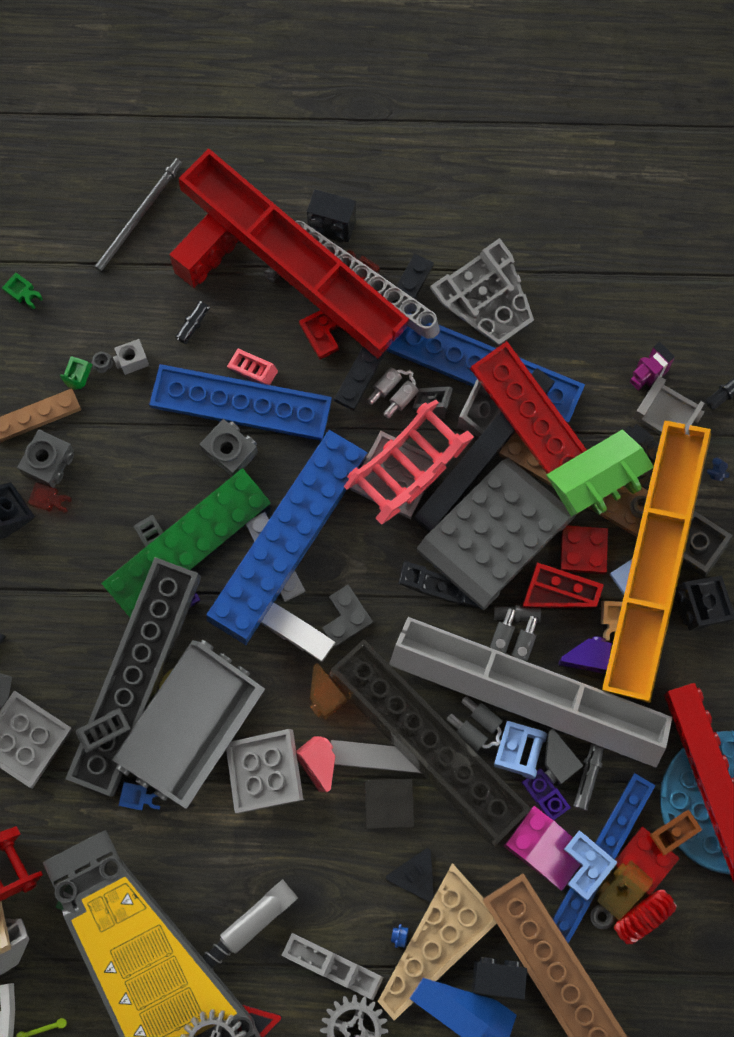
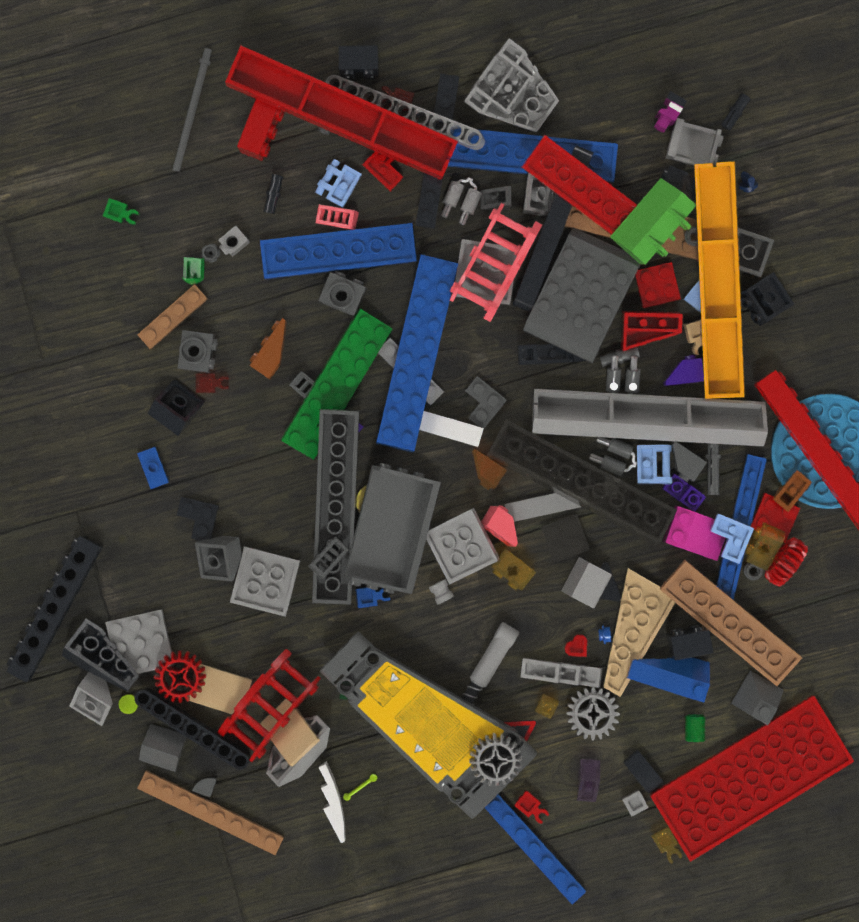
camera: 20 degrees left, 15 degrees up
(126, 487) = (271, 353): none -> dark orange slope
(222, 818) = (441, 591): none -> light grey wheel
(270, 337) = (343, 186): none -> light blue plate
(301, 1003) = (547, 706): none -> clear yellow piece
(327, 826) = (523, 575): none -> clear yellow brick
(361, 941) = (577, 646): none -> red tile
(397, 864) = (586, 582): none -> light grey slope

